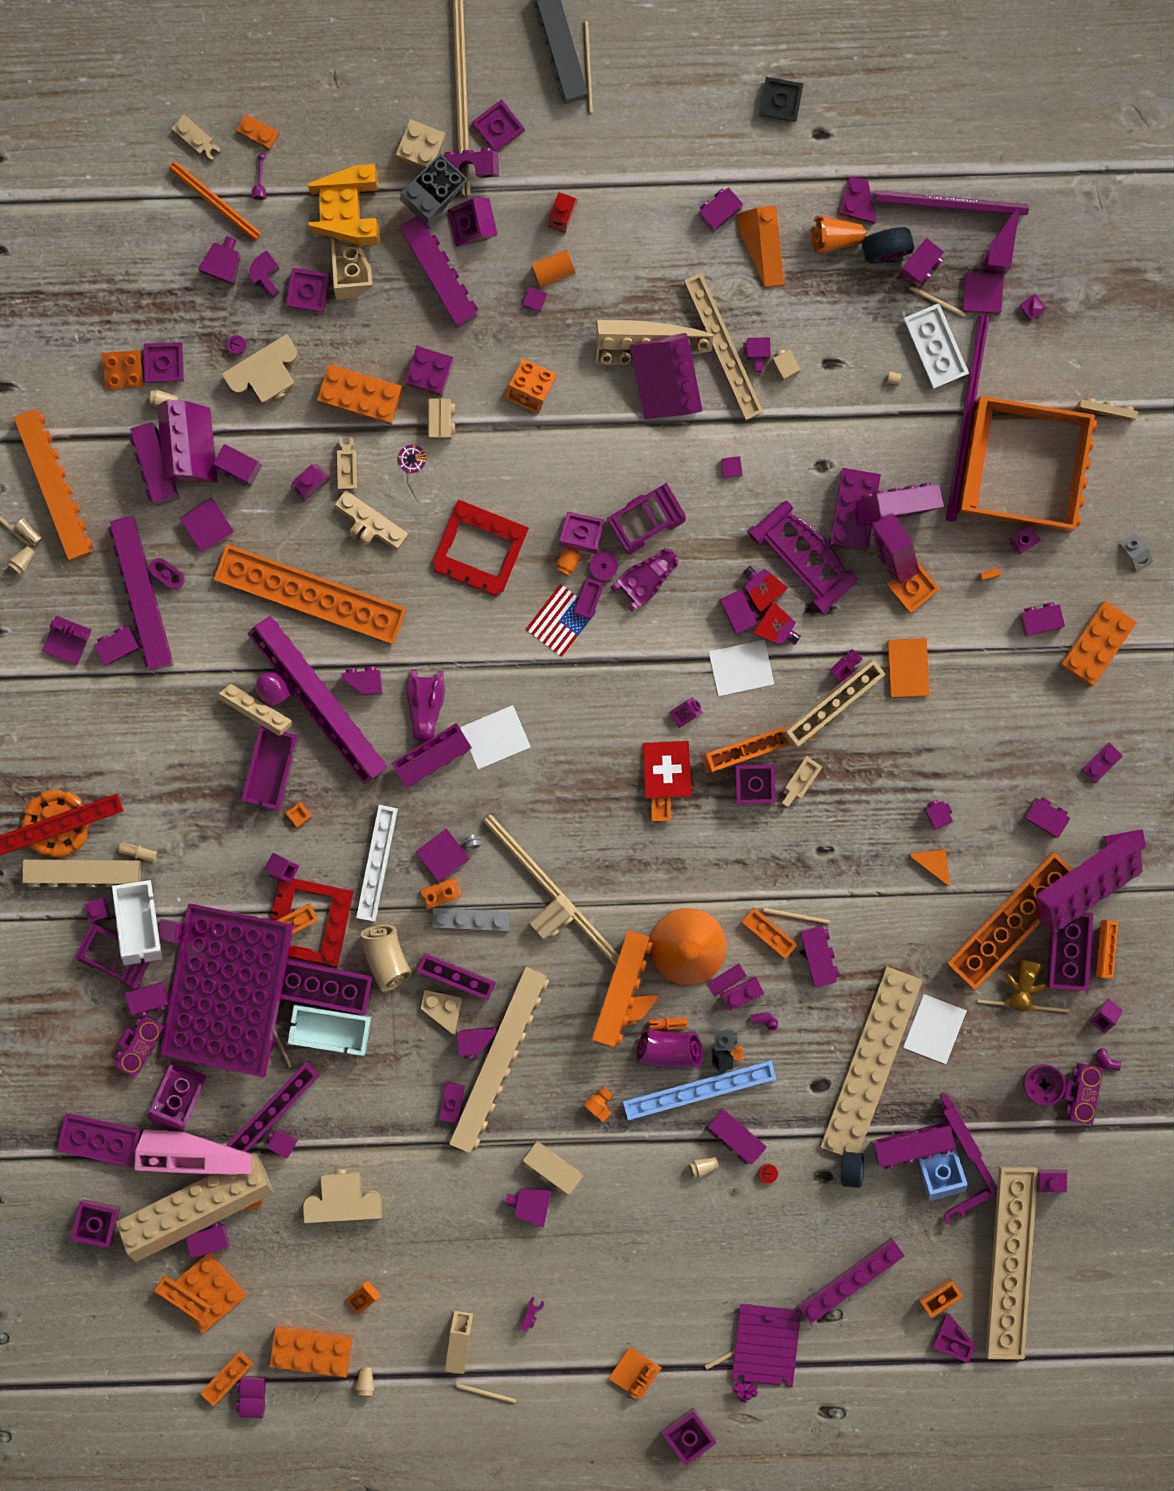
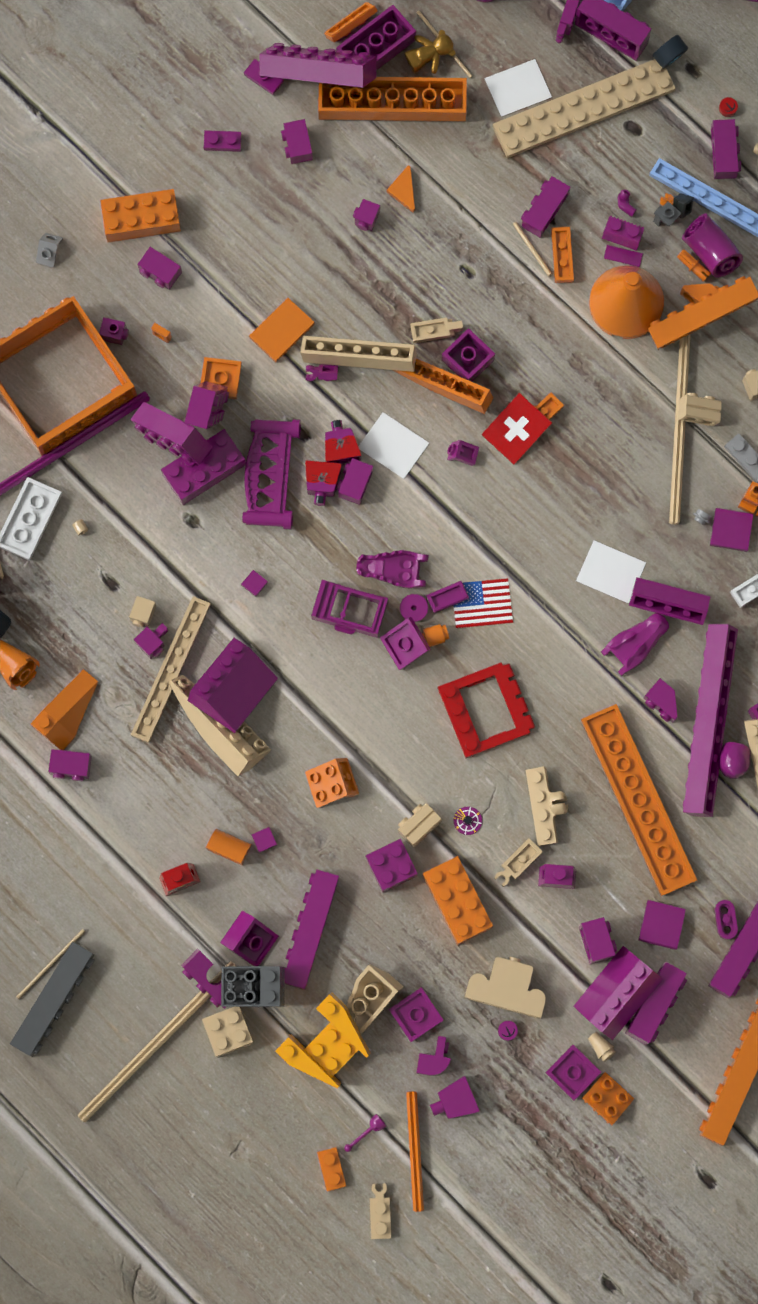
camera: 135 degrees left, 10 degrees down
(498, 126) = (158, 989): magenta tile -> none

